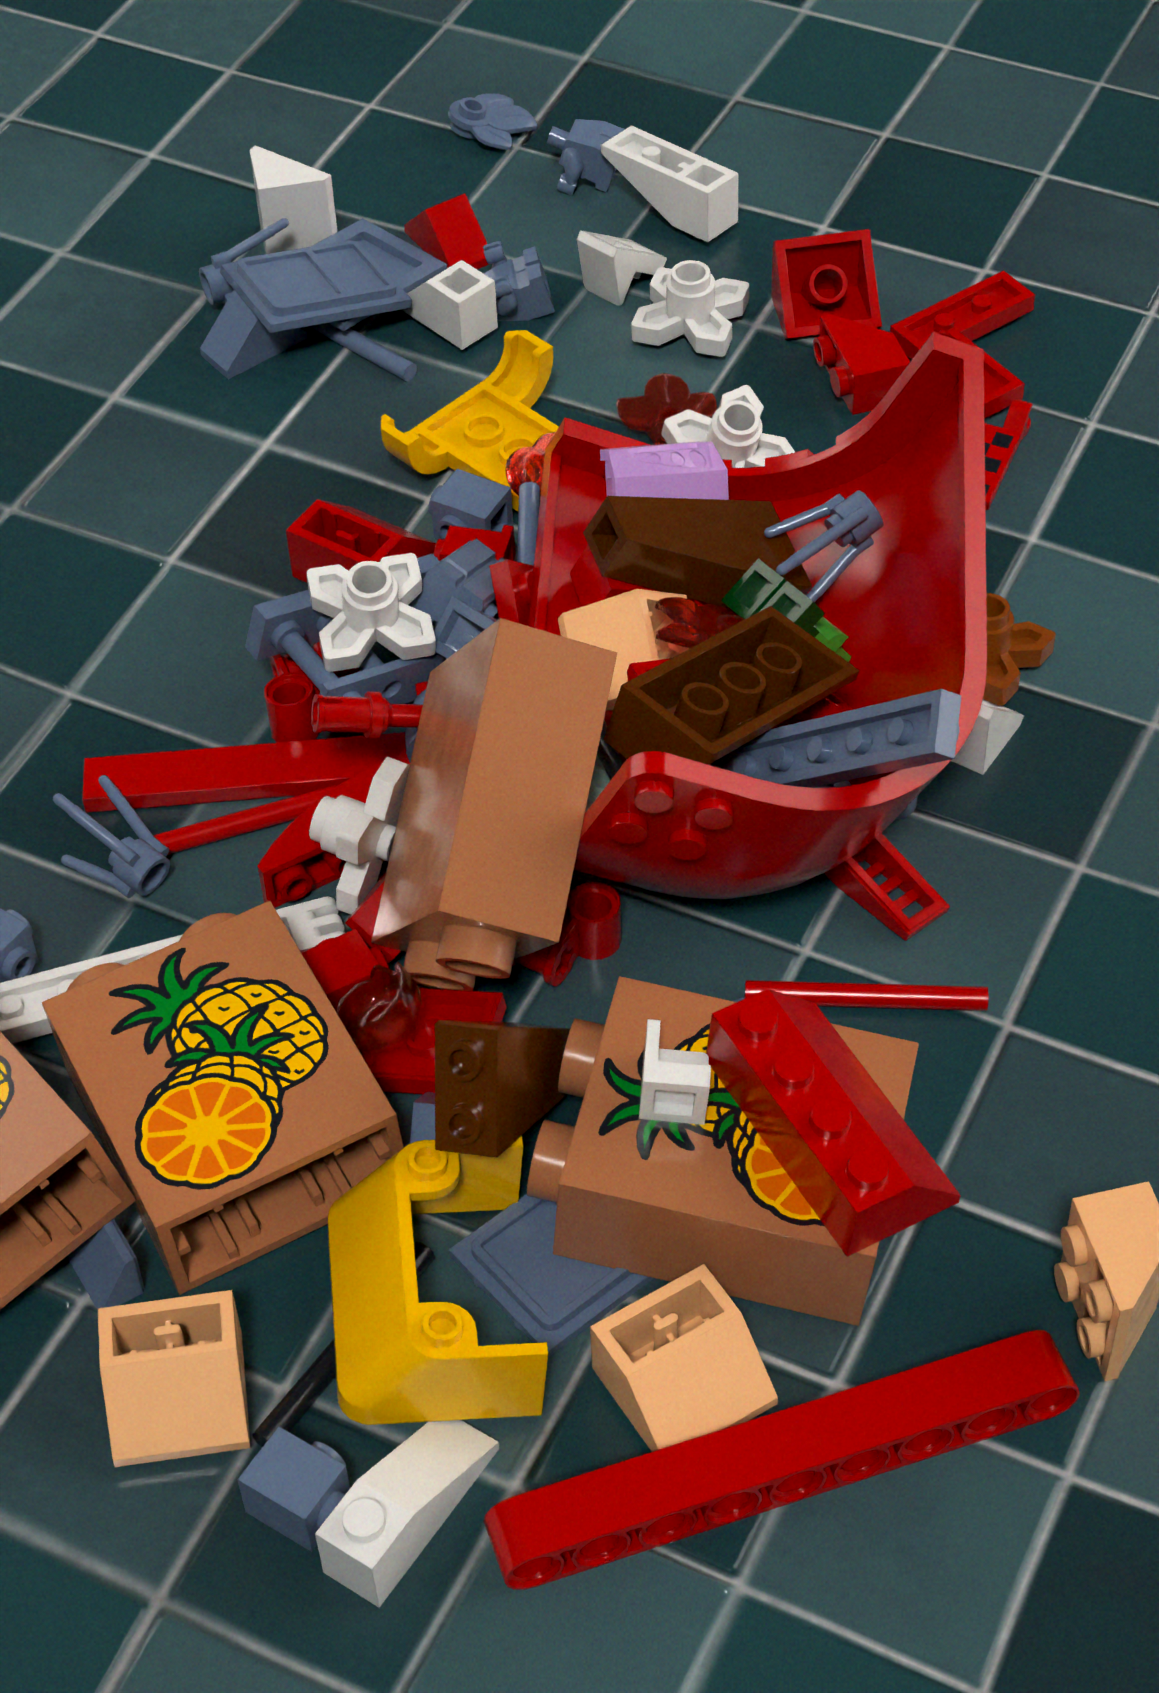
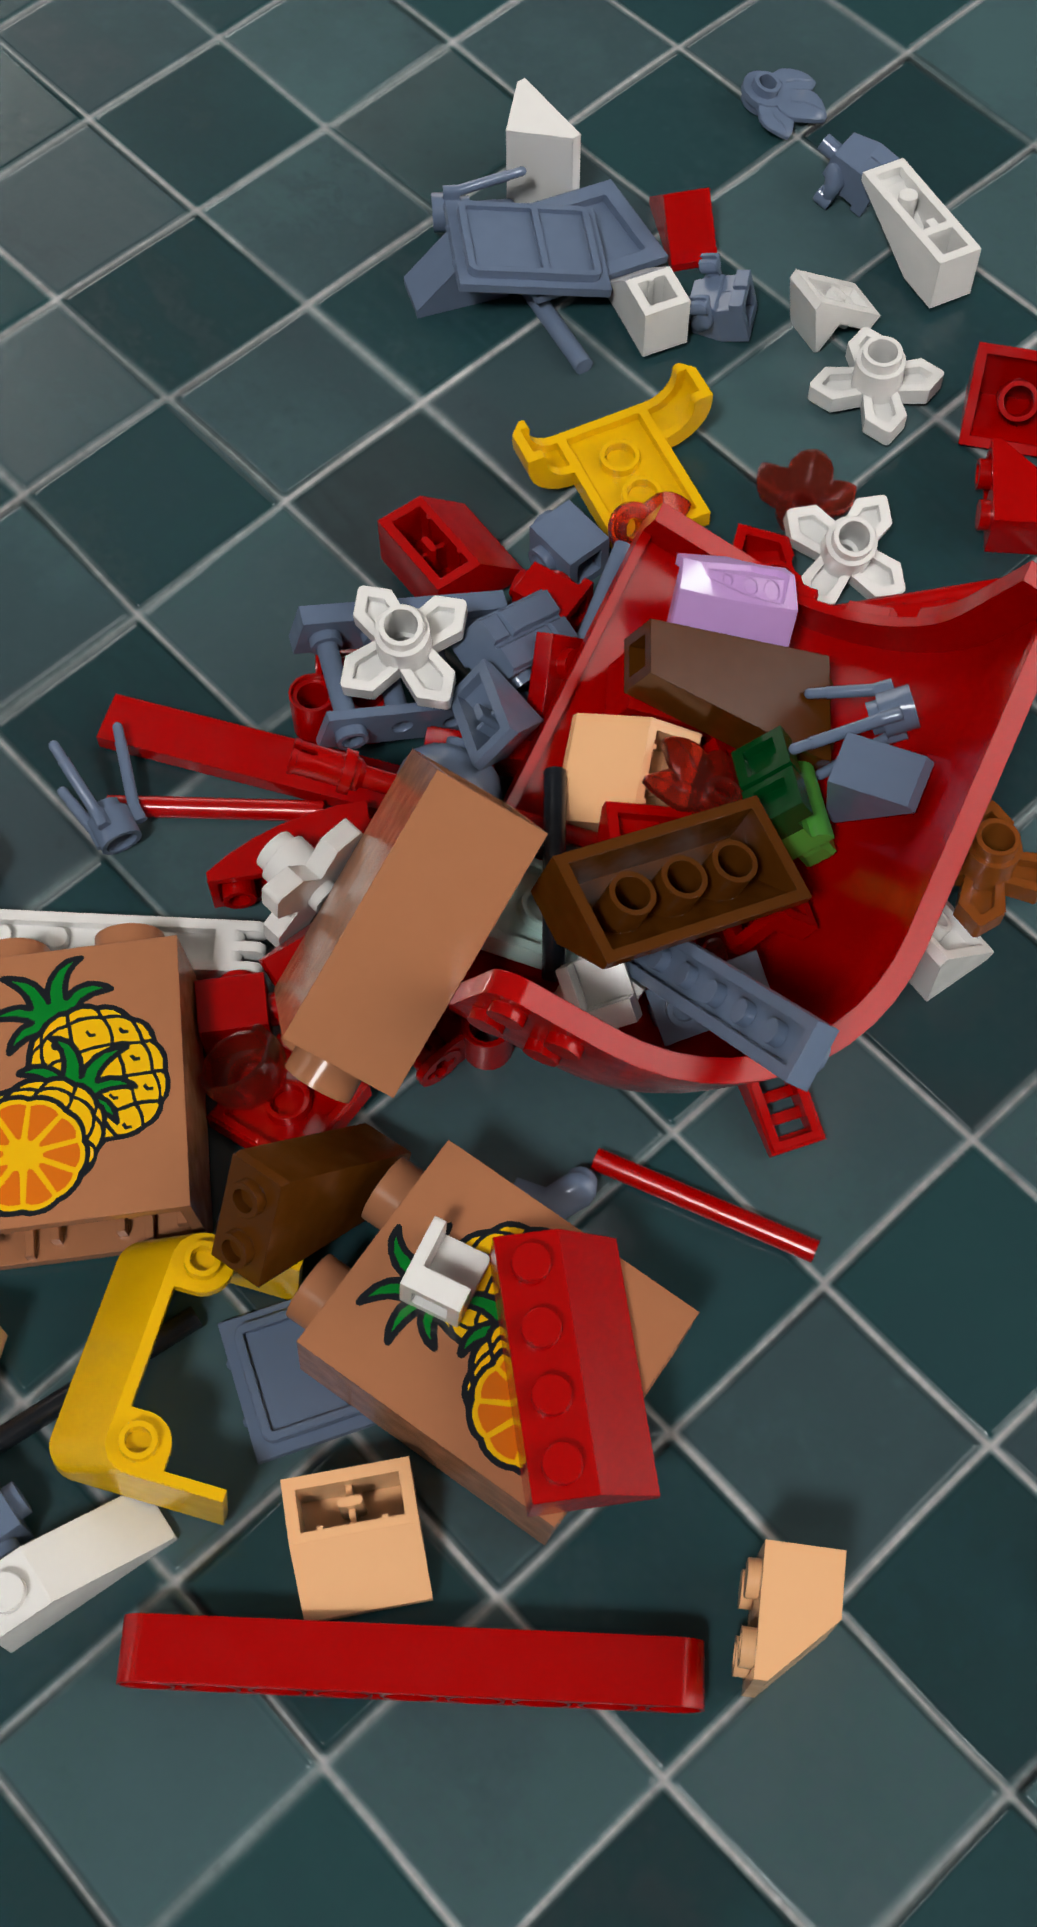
camera: 20 degrees right, 15 degrees up
(865, 576) = (875, 780): none -> sand blue slope

